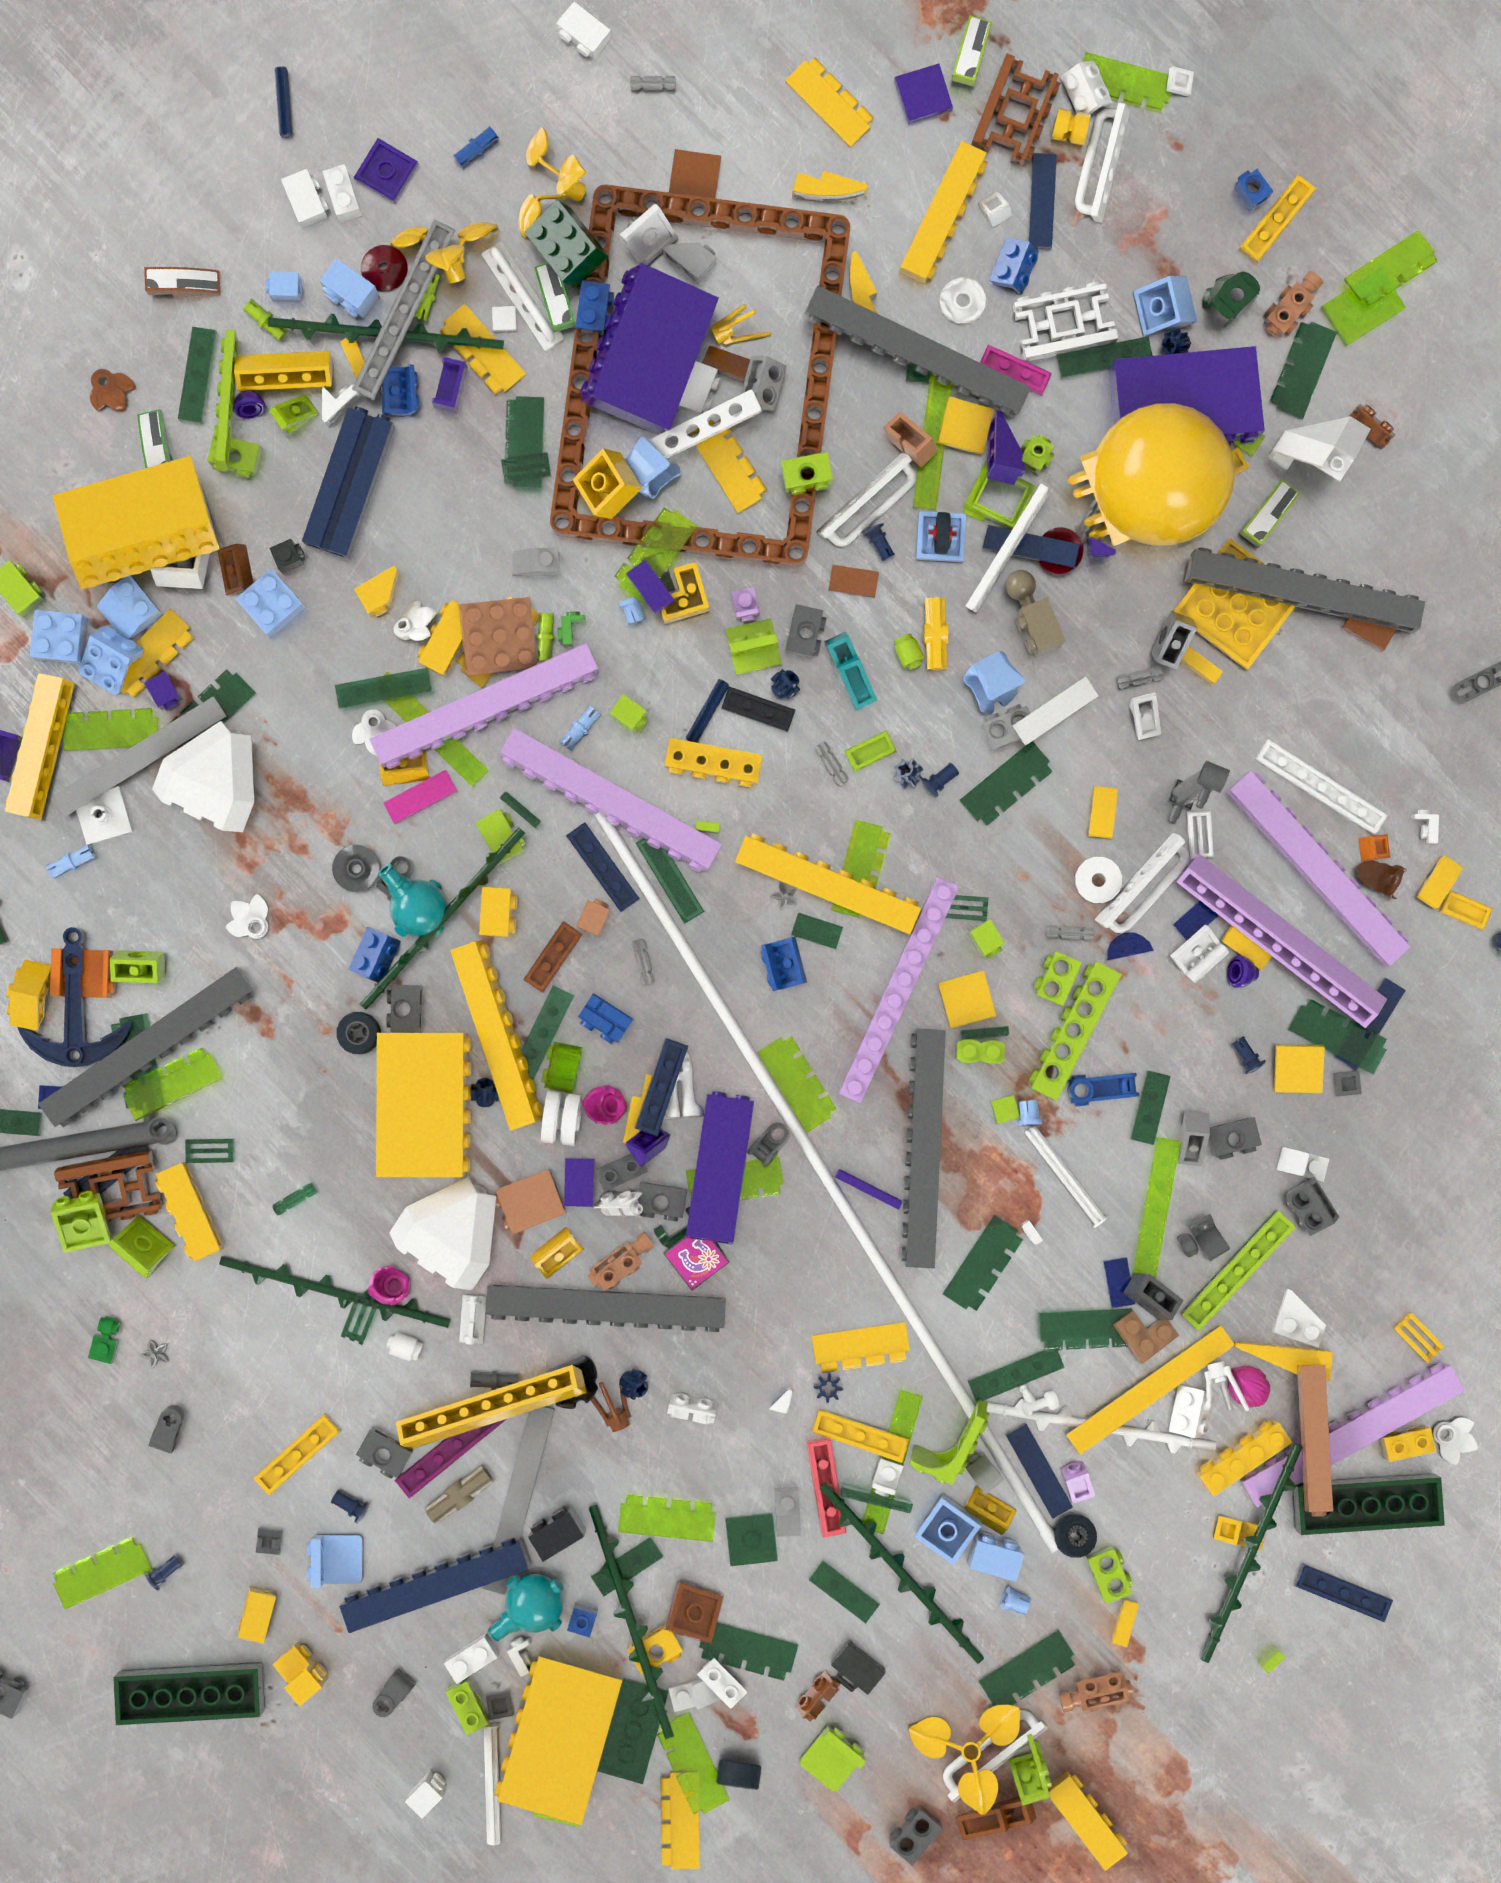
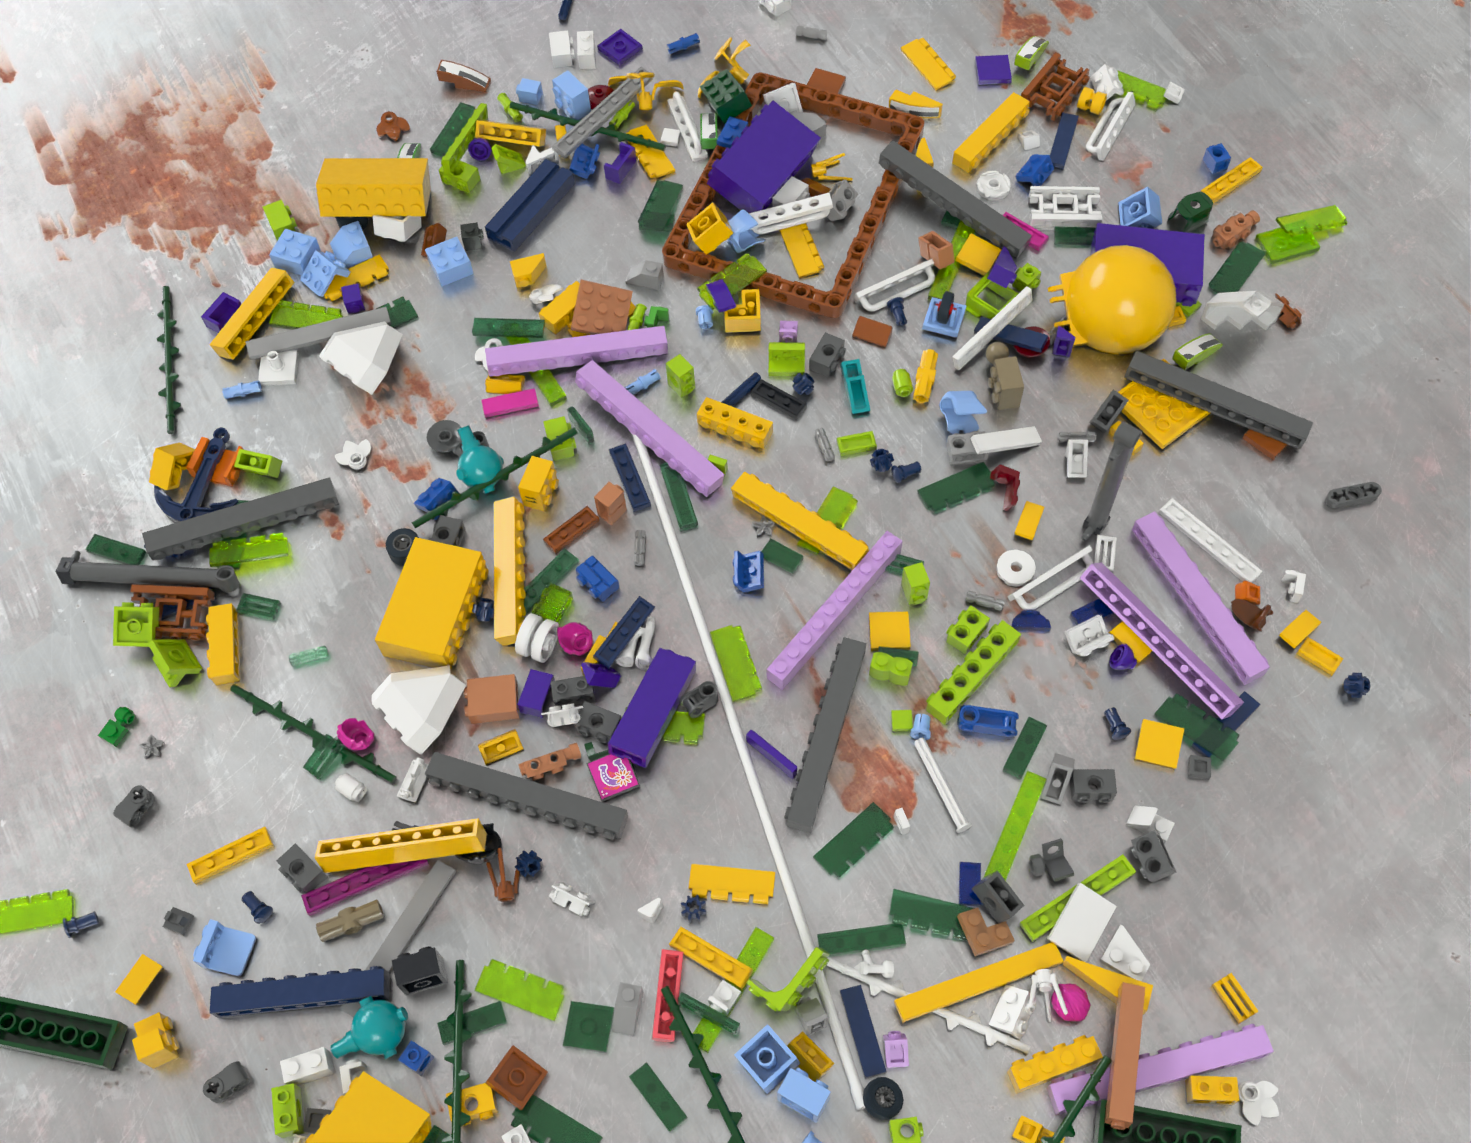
camera: 20 degrees right, 25 degrees down
(817, 463) = (855, 250): lime brick -> none
(1074, 766) = (1011, 478): none -> dark red bracket
(1247, 1299) = (1082, 922): none -> white tile

